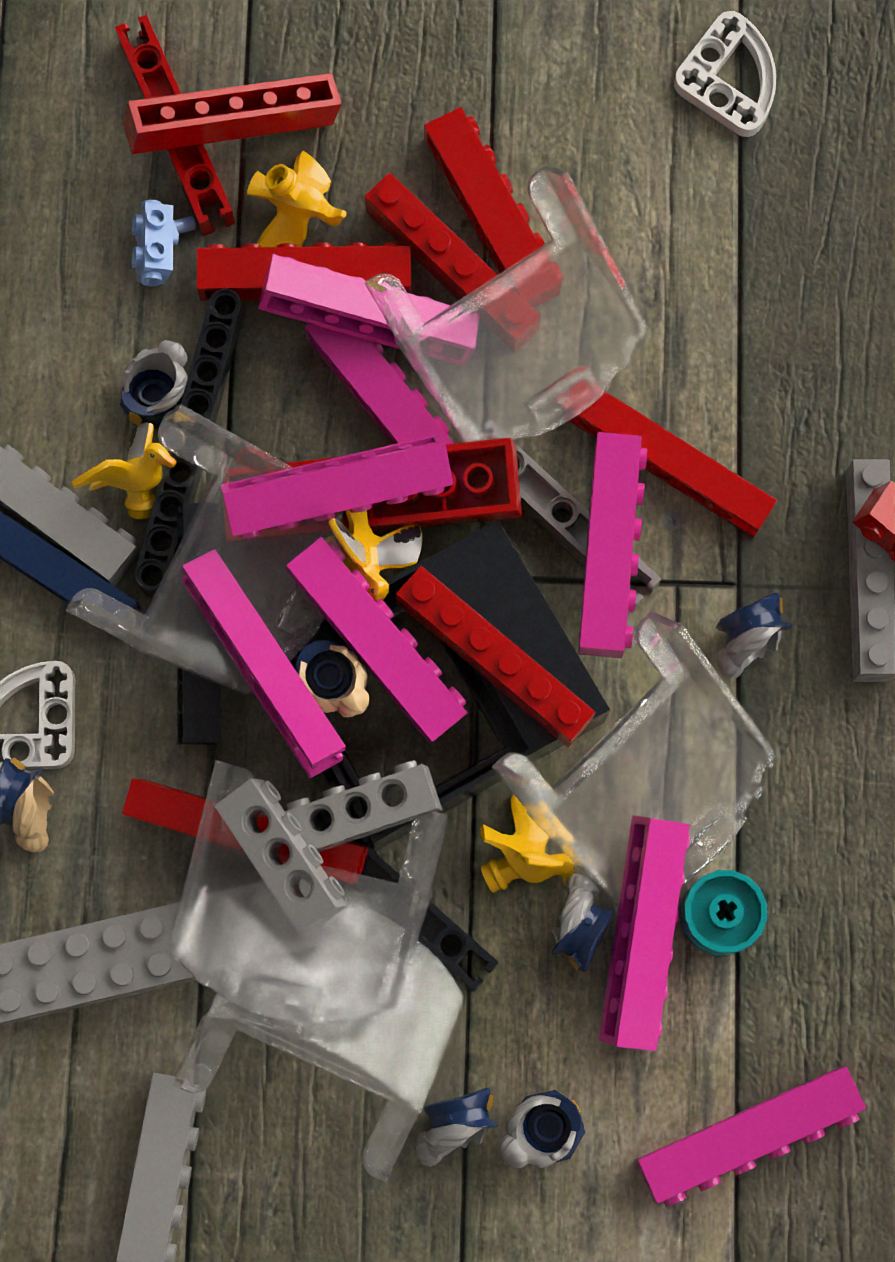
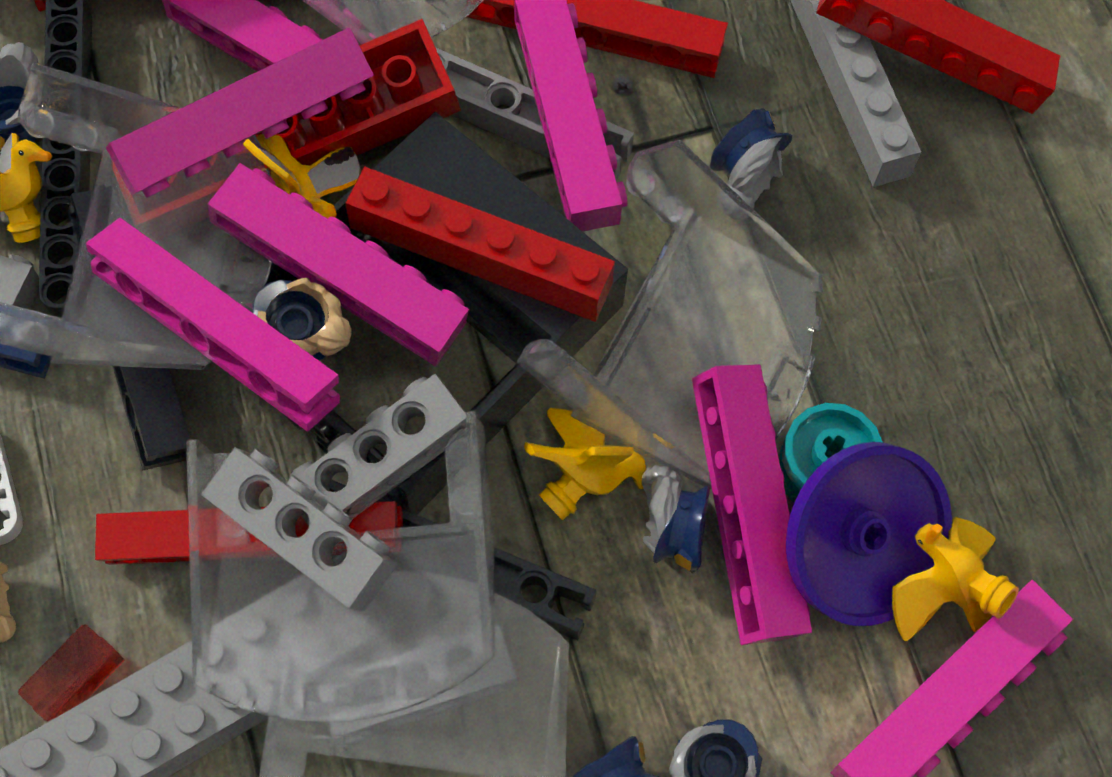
camera: 20 degrees left, 10 degrees down
(78, 893) = (71, 674): none -> clear red panel
(728, 989) = (858, 530): none -> dark purple dish
(784, 1043) = (955, 577): none -> yellow animal

